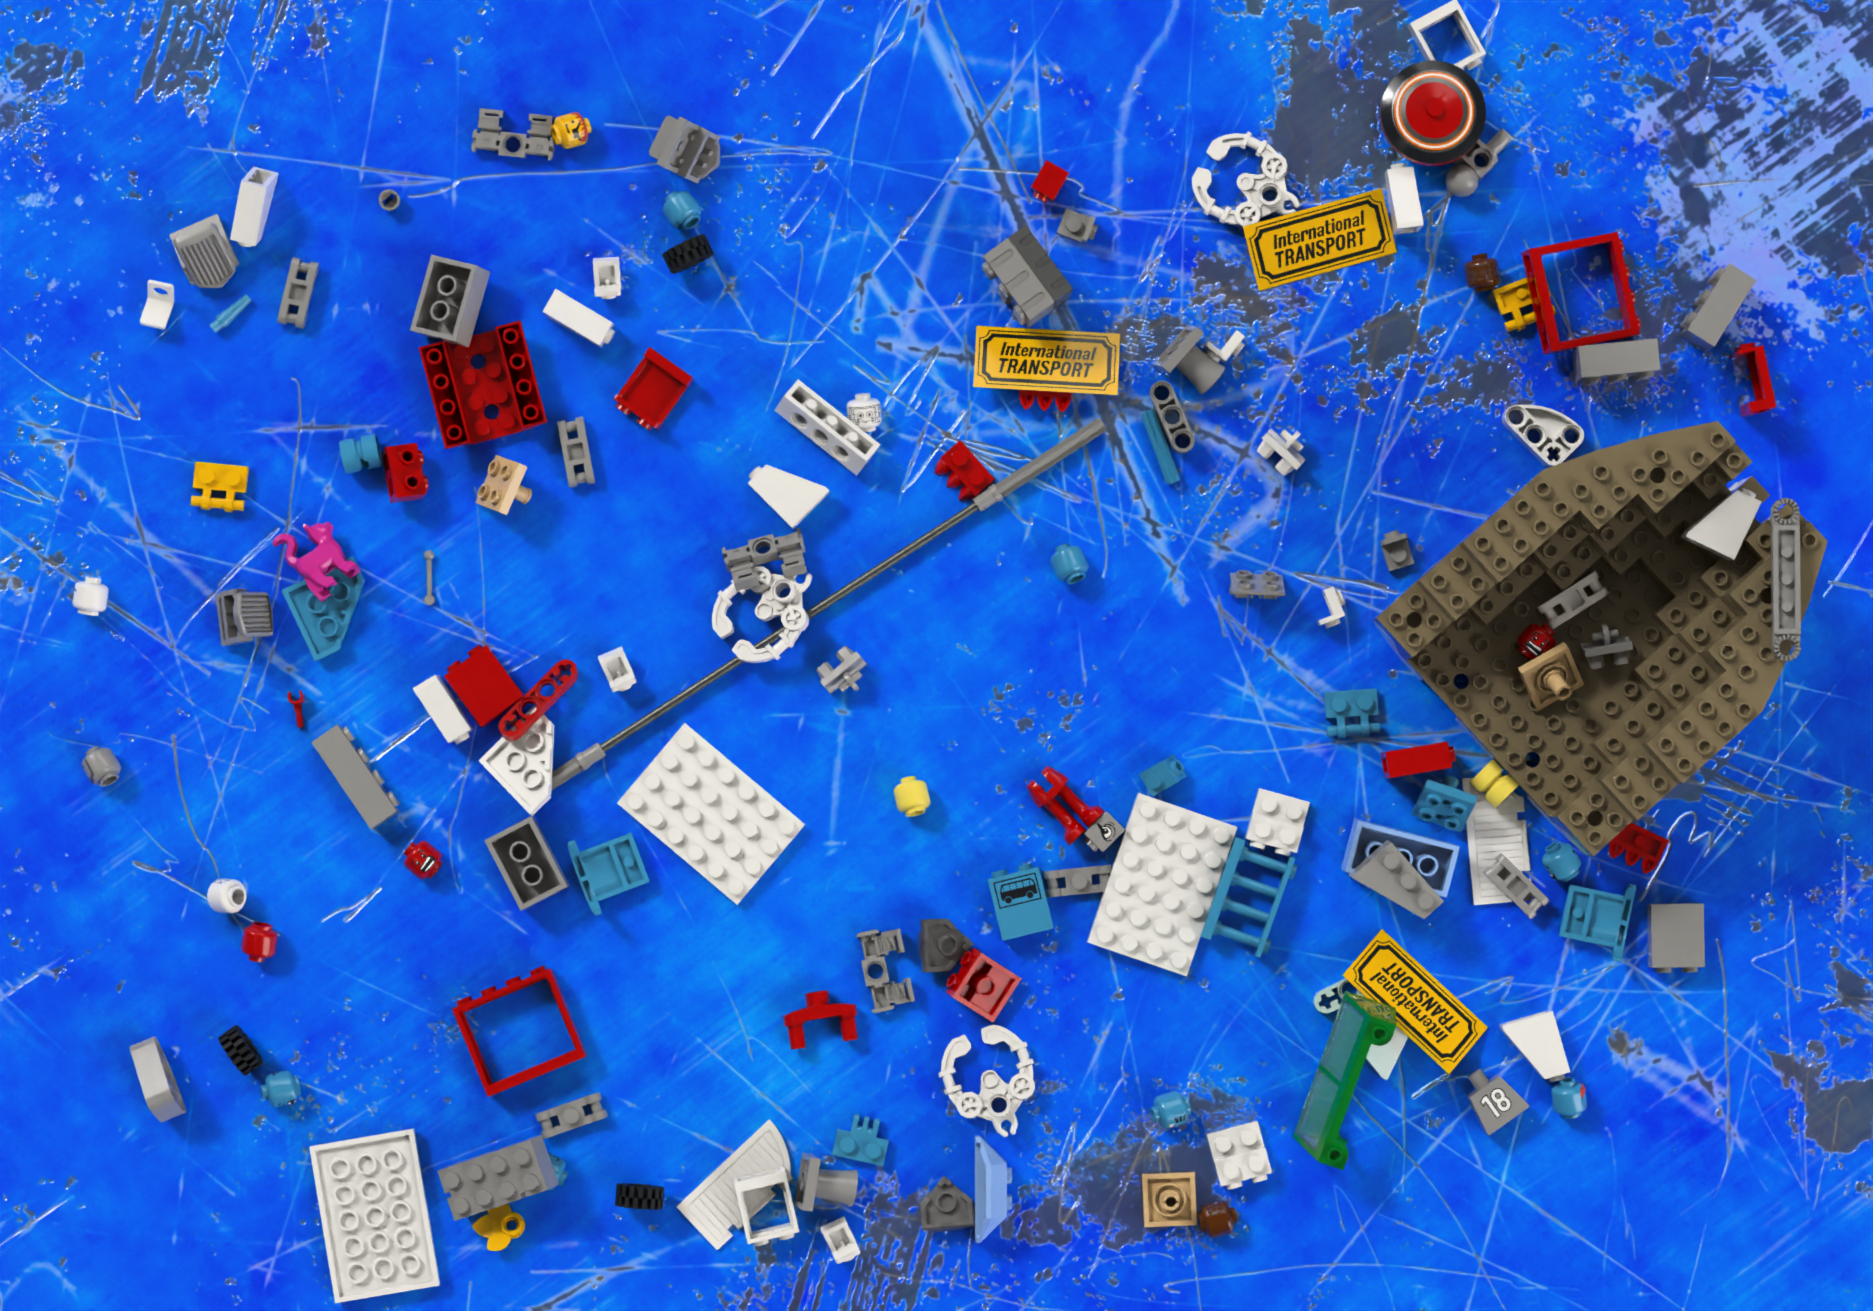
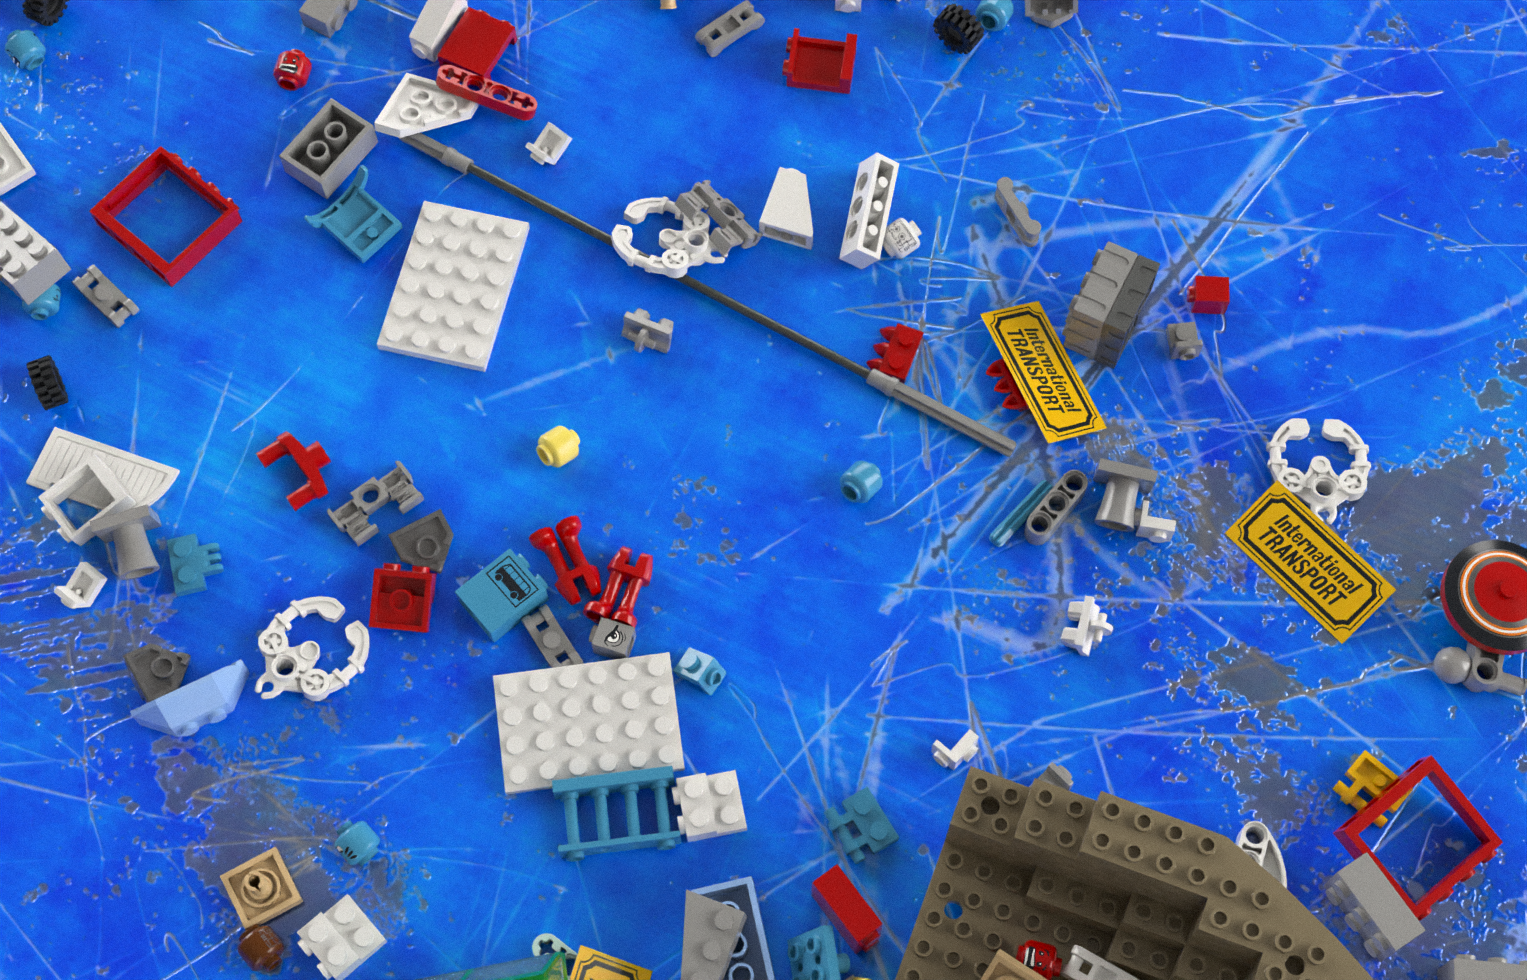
camera: 65 degrees right, 20 degrees down
(889, 300) = (1017, 213): none -> light grey plate
(993, 845) = (567, 531): none -> red piece
(1266, 584) = (932, 656): light grey hinge -> none
(1403, 199) = (1396, 618): white slope -> none
(1482, 273) = (1375, 731): reddish brown head -> none

